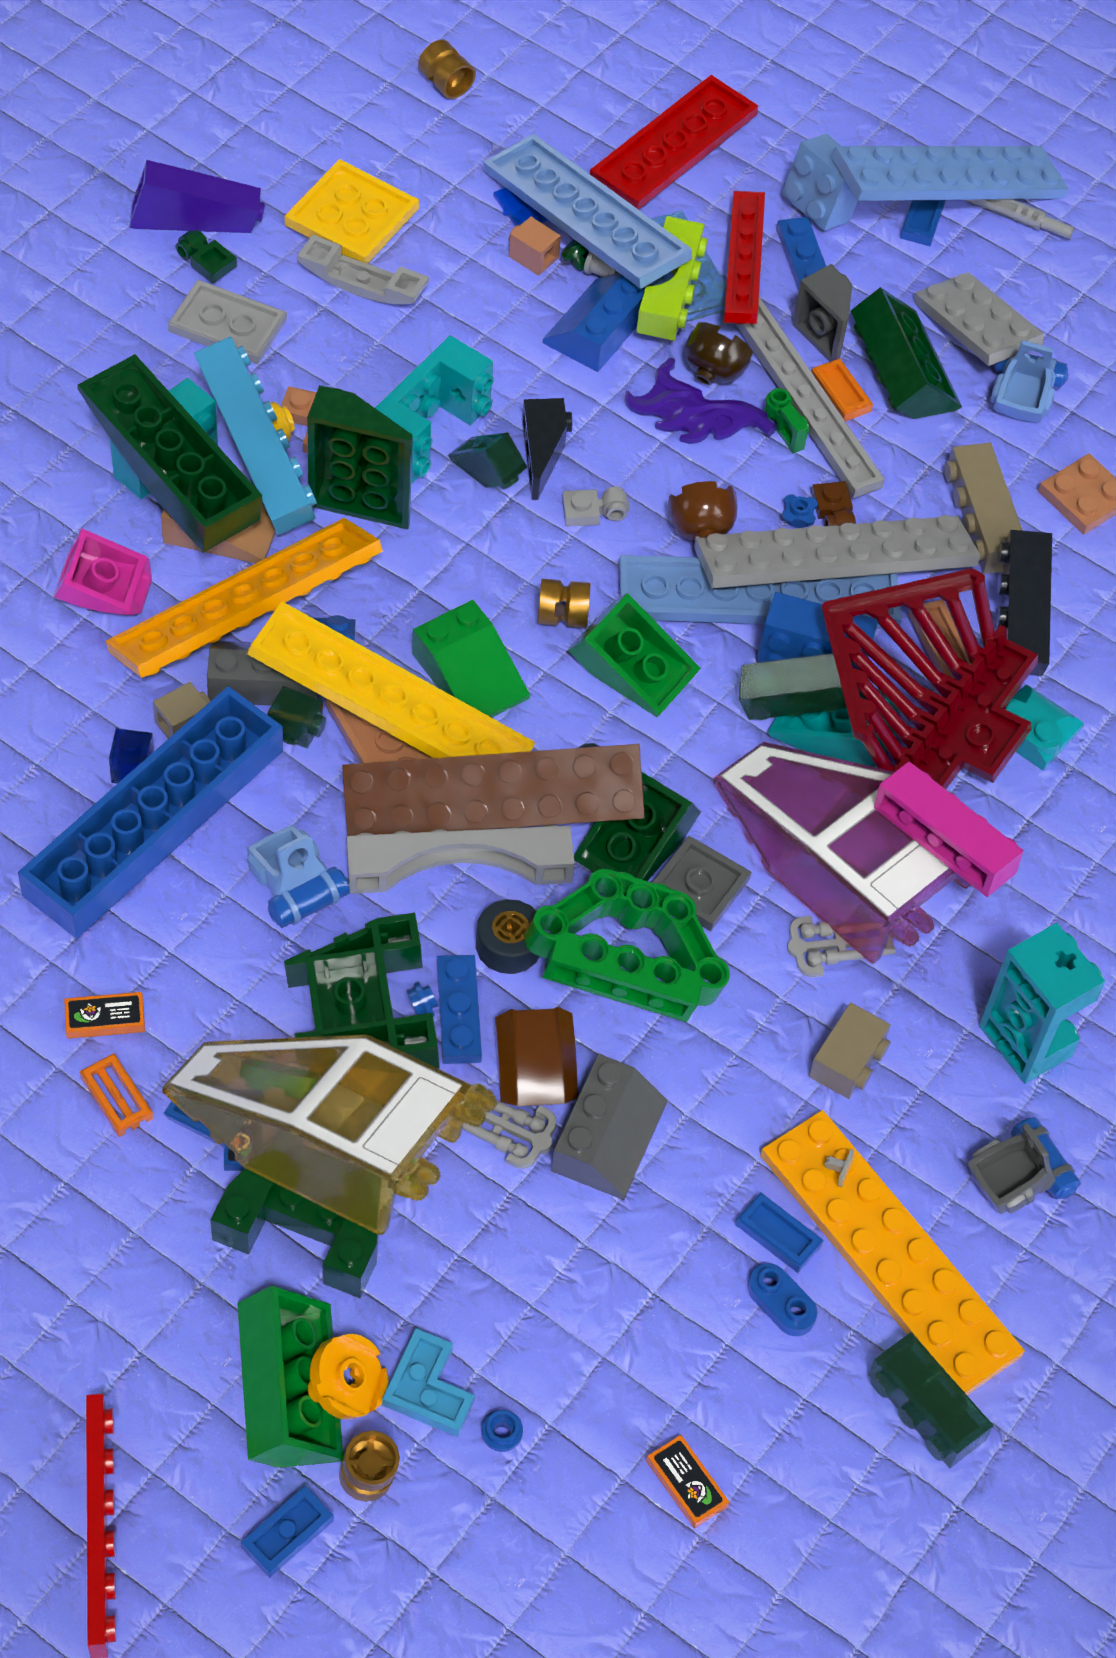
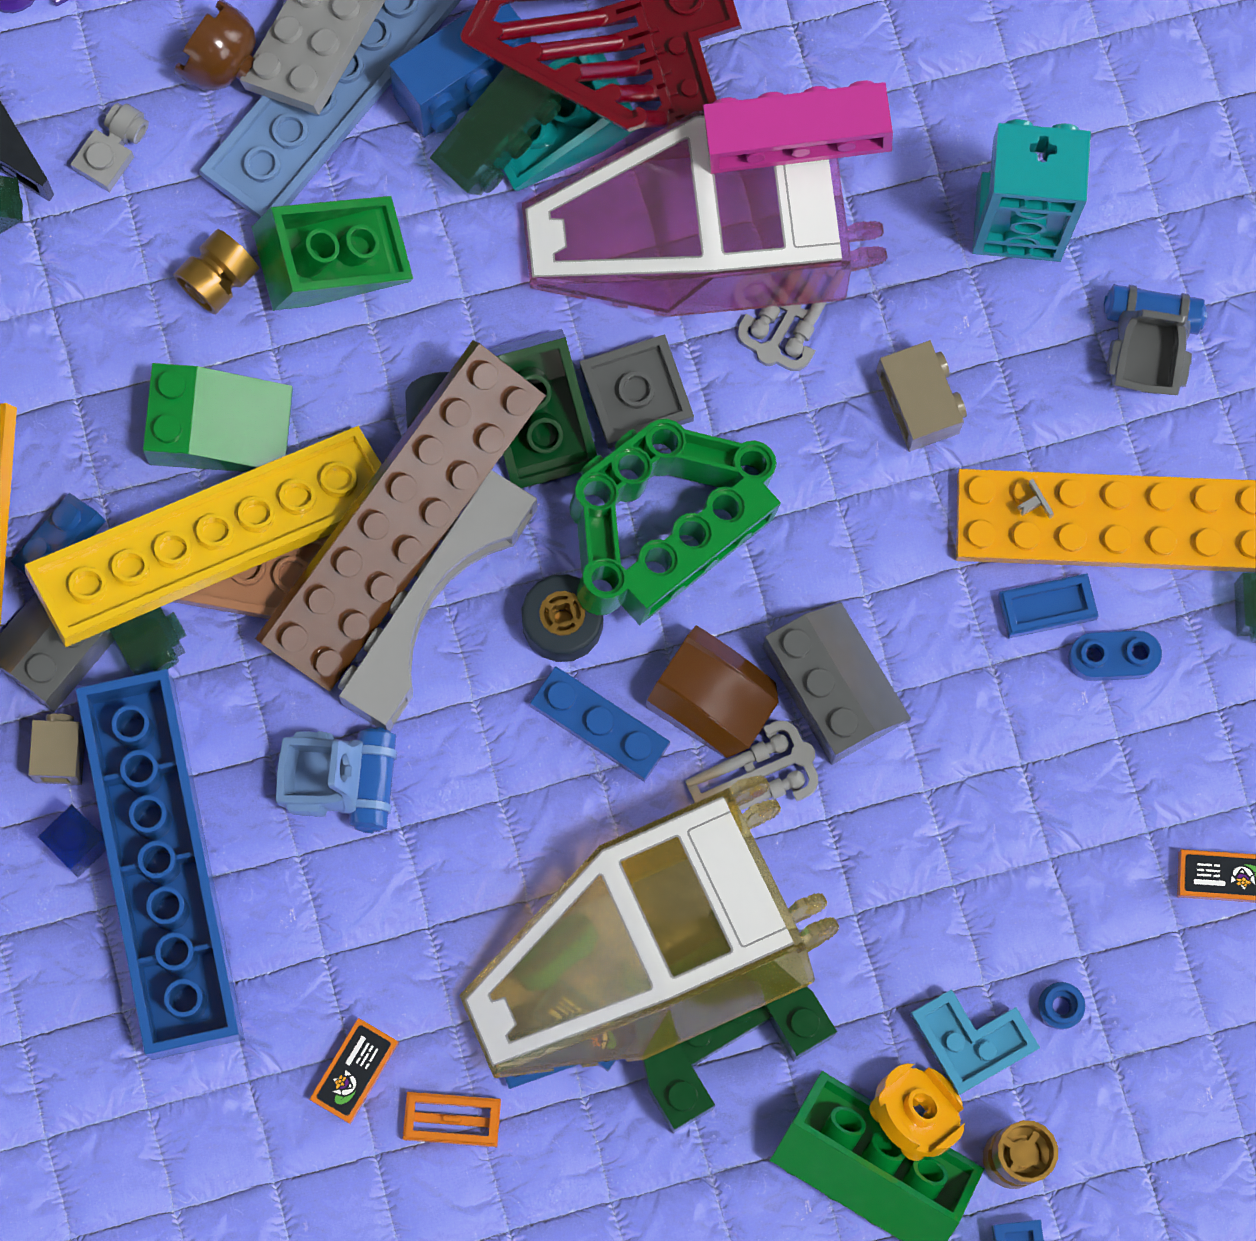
camera: 50 degrees left, 20 degrees up
(352, 986) = (525, 819): dark green wedge -> none
(422, 999) = (570, 753): blue plate -> none

